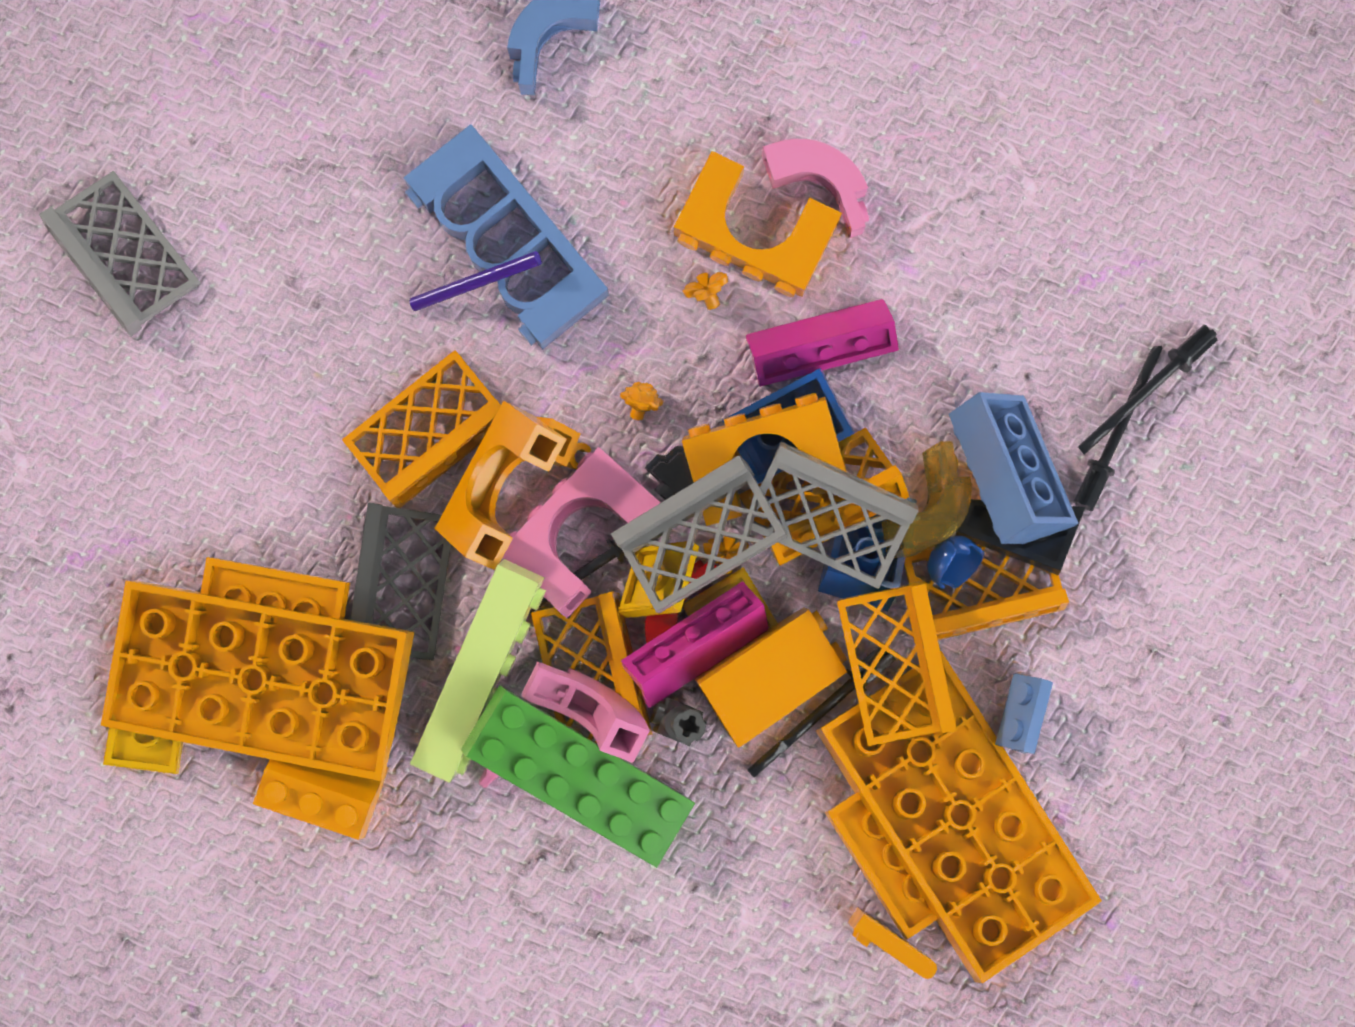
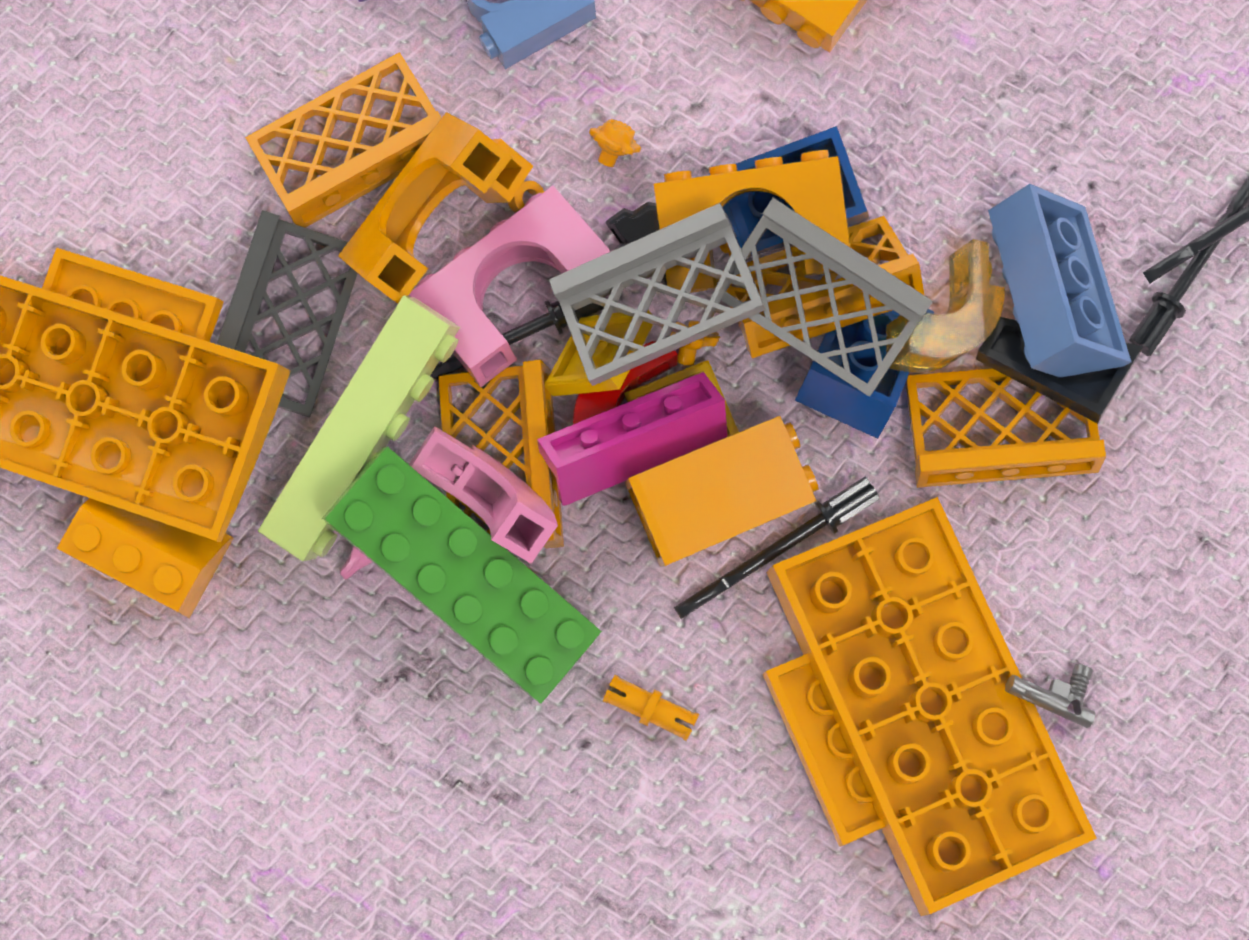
camera: 15 degrees right, 5 degrees down
(678, 721) = (598, 532): dark grey connector -> none
(706, 288) = (715, 24): light orange plant -> none
(741, 853) = (650, 707): none -> light orange pin
(822, 342) = (855, 104): dark pink panel -> none
(870, 930) = (834, 856): light orange container -> none
(928, 656) = (920, 496): light orange fence -> none
(954, 561) = (969, 386): blue hair -> none
(1024, 713) = (1030, 586): medium blue bracket -> none
(1057, 794) = (1058, 696): none -> flat silver hose

